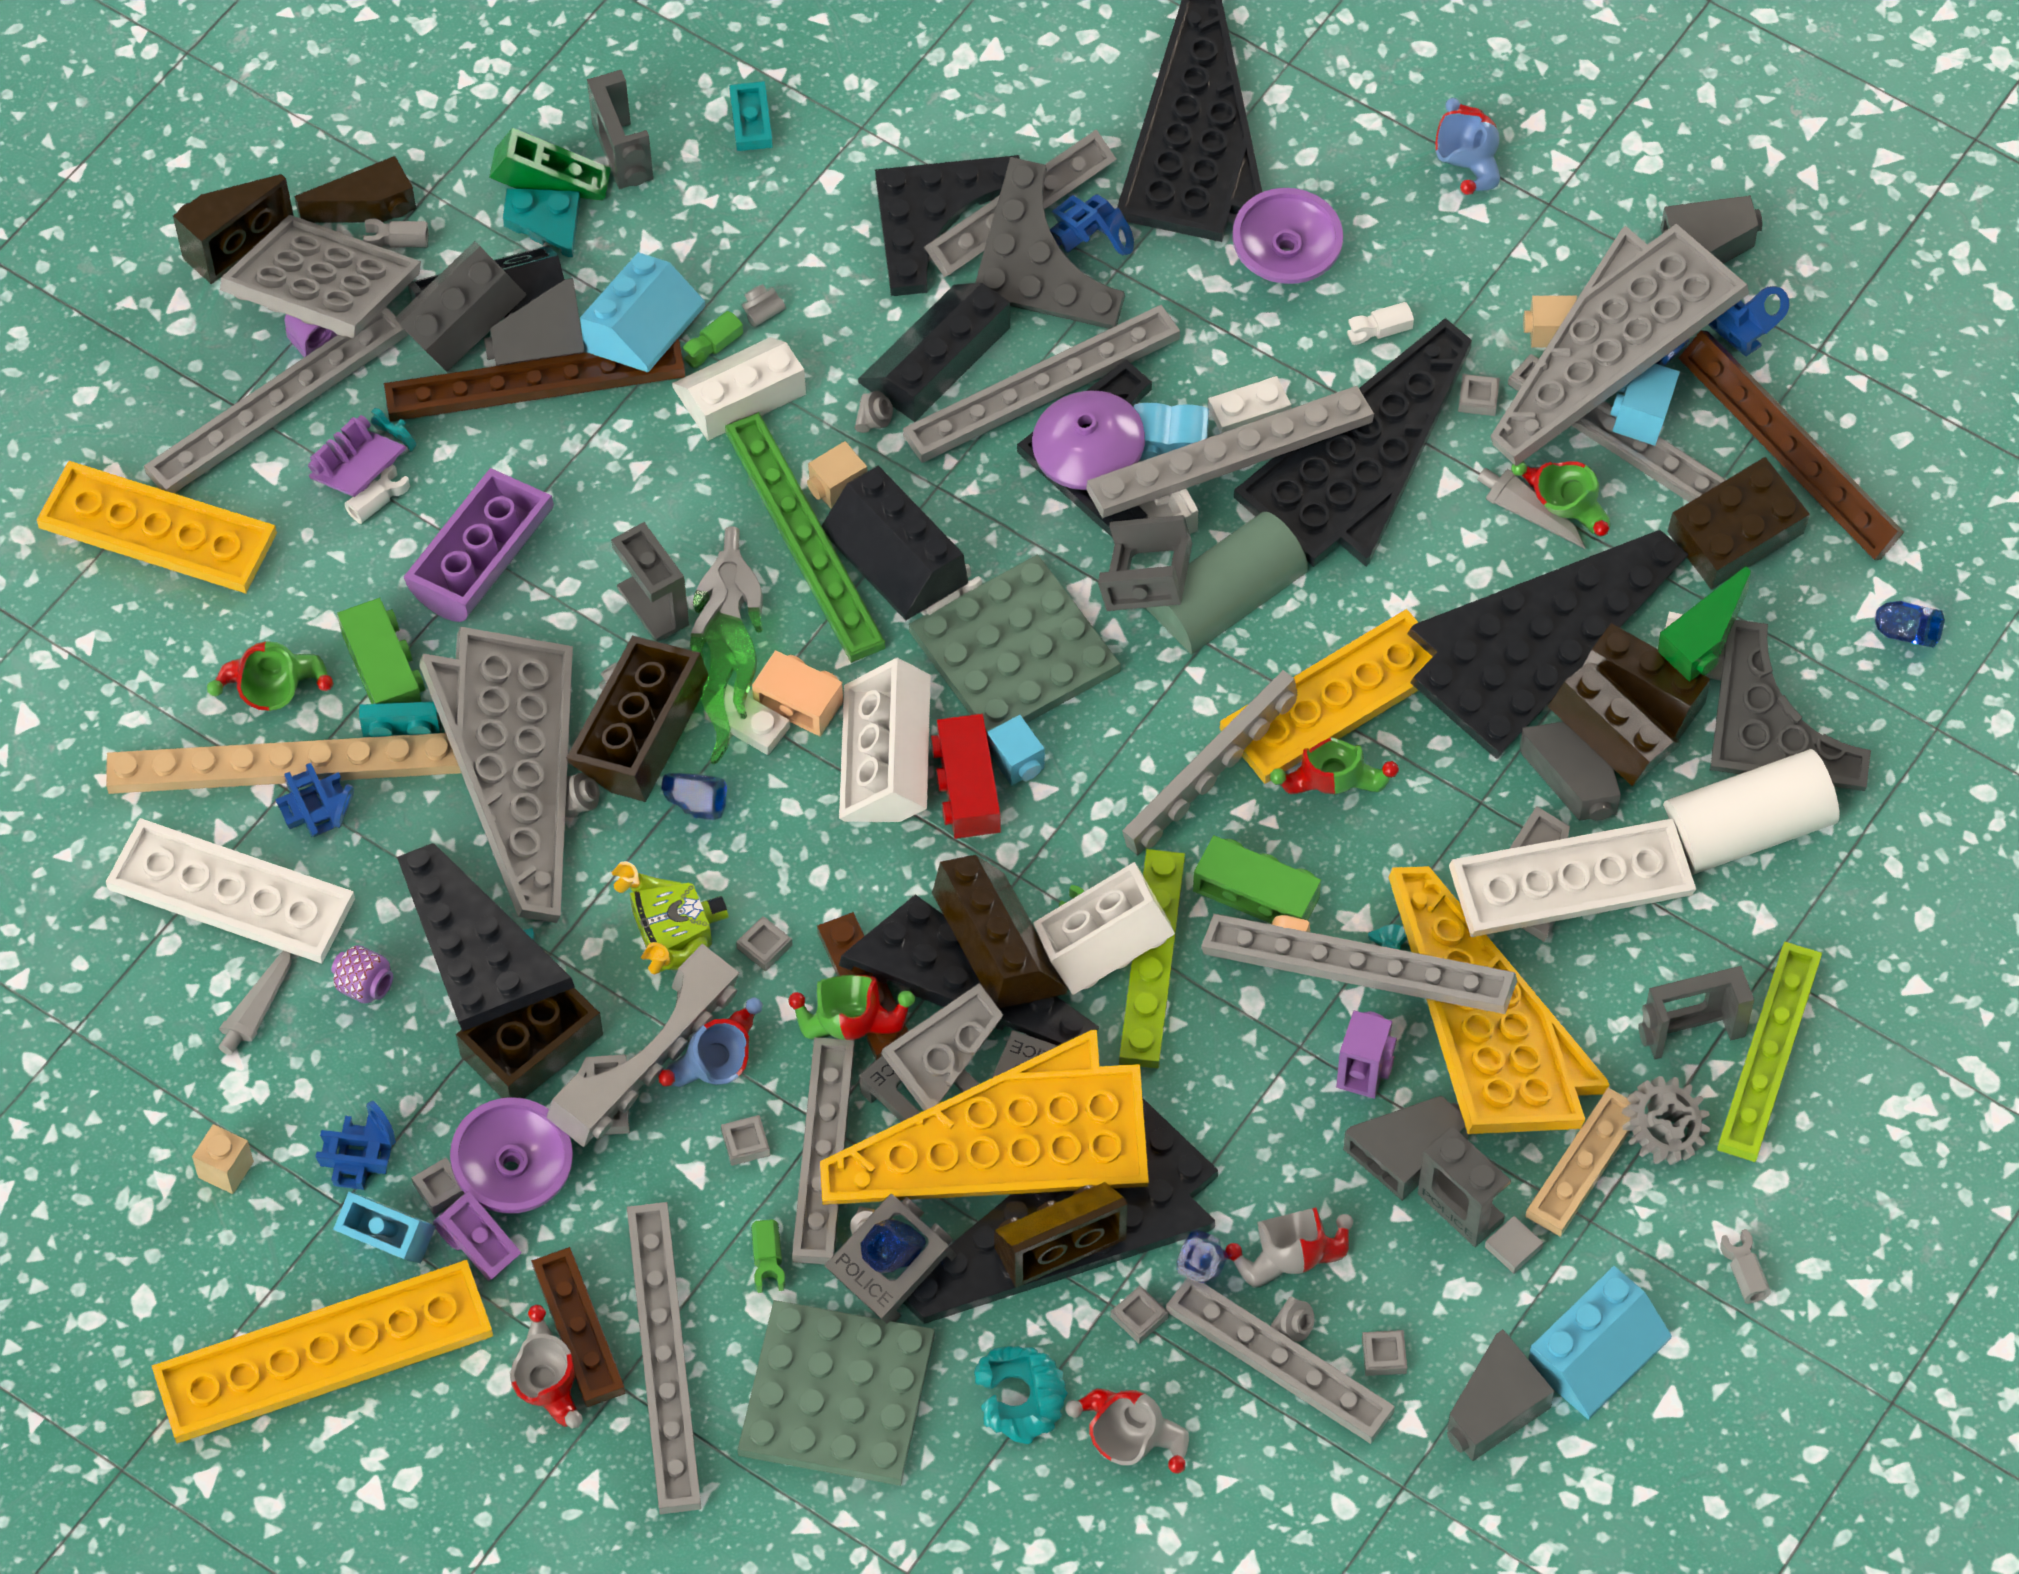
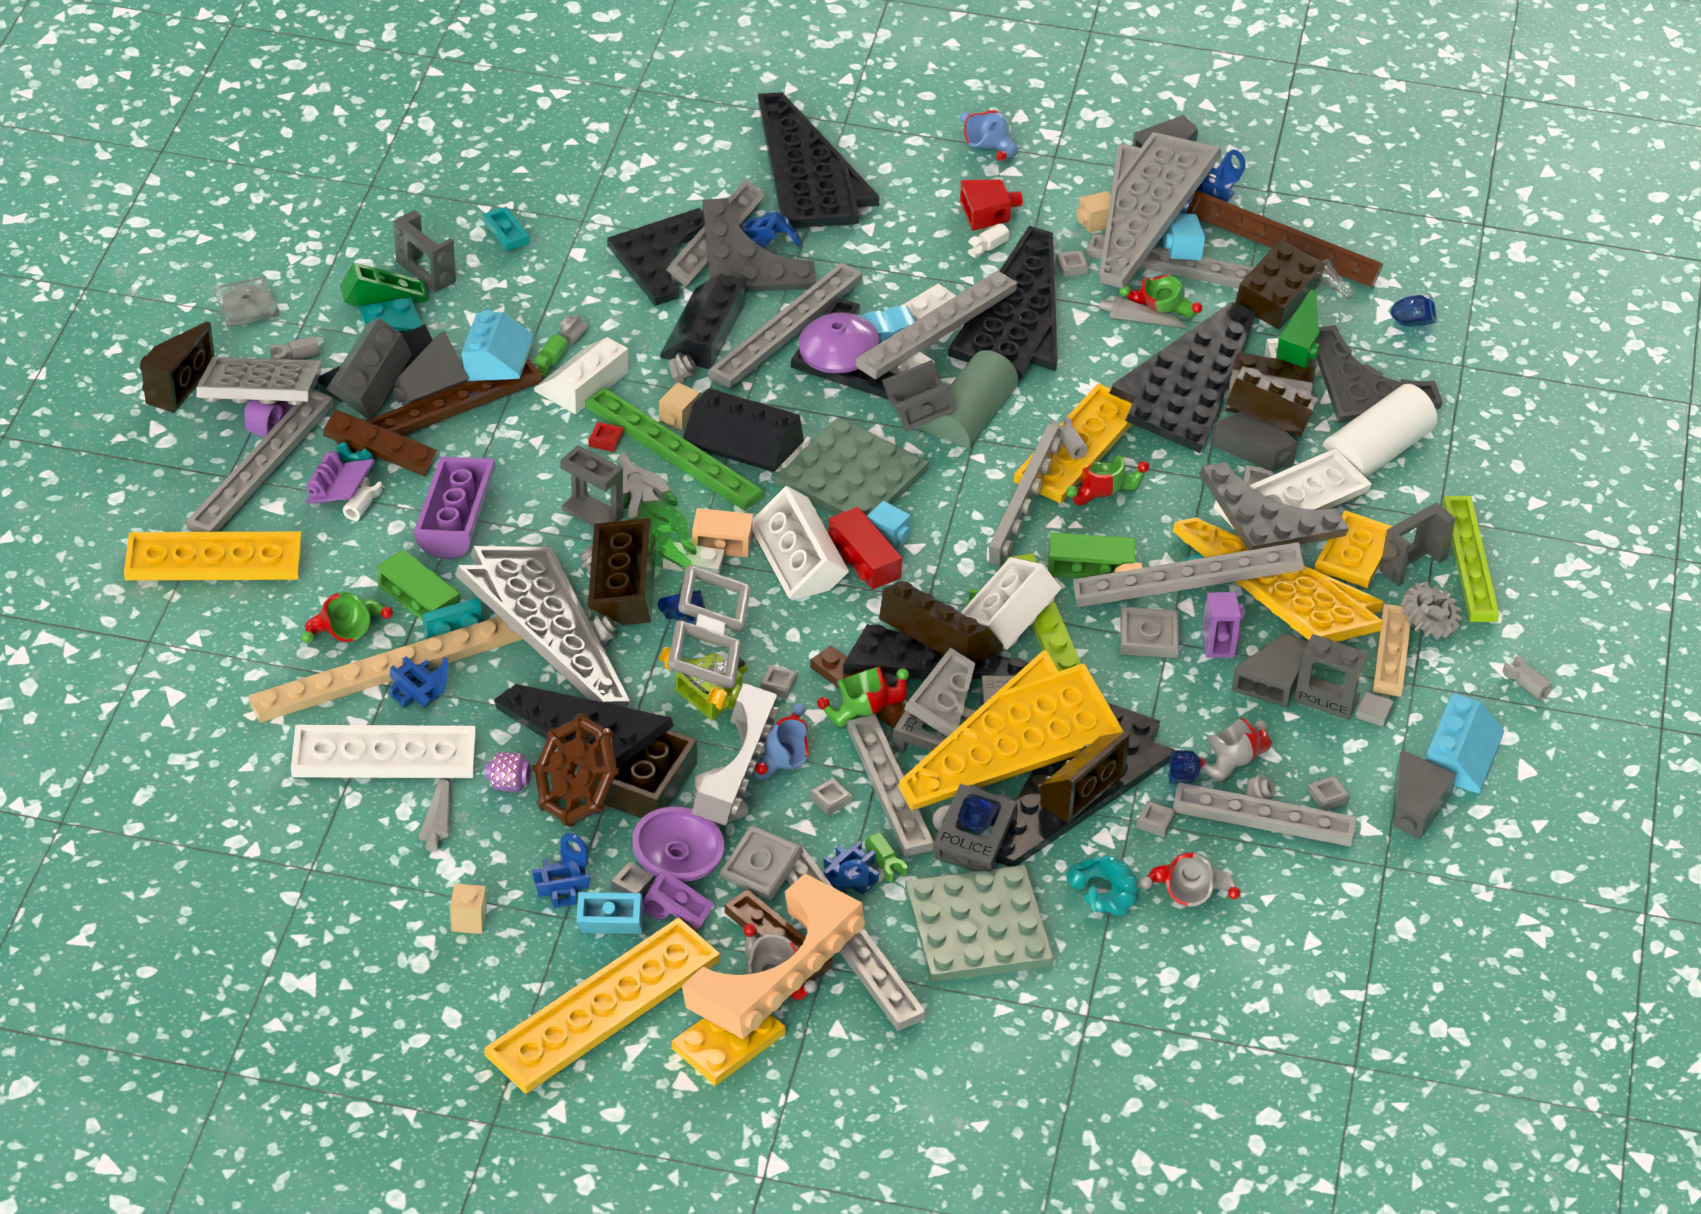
camera: 25 degrees left, 15 degrees down
(369, 135) = (246, 301): none -> clear piece
(369, 193) = (258, 333): dark brown slope -> none
(428, 1009) = (595, 763): none -> reddish brown plate
(431, 417) = (380, 442): none -> reddish brown plate
(452, 1450) = (719, 1052): none -> yellow plate
(481, 1416) = (744, 1001): none -> light nougat arch
(605, 1213) = (761, 862): none -> light grey tile
(697, 845) = (709, 627): none -> light grey bar
(712, 1269) = (849, 871): none -> blue piece
(726, 490) = (606, 437): none -> red tile
(1278, 1025) = (1149, 632): none -> light grey tile
(1291, 221) = (904, 204): medium lavender dish -> none
(1317, 692) = (1071, 439): none -> light grey bar
(1410, 261) = (987, 202): none -> red torso
(1503, 914) = (1265, 521): none -> plate
(1614, 984) = (1357, 554): none -> yellow plate
(1823, 531) = (1333, 280): none -> clear cone

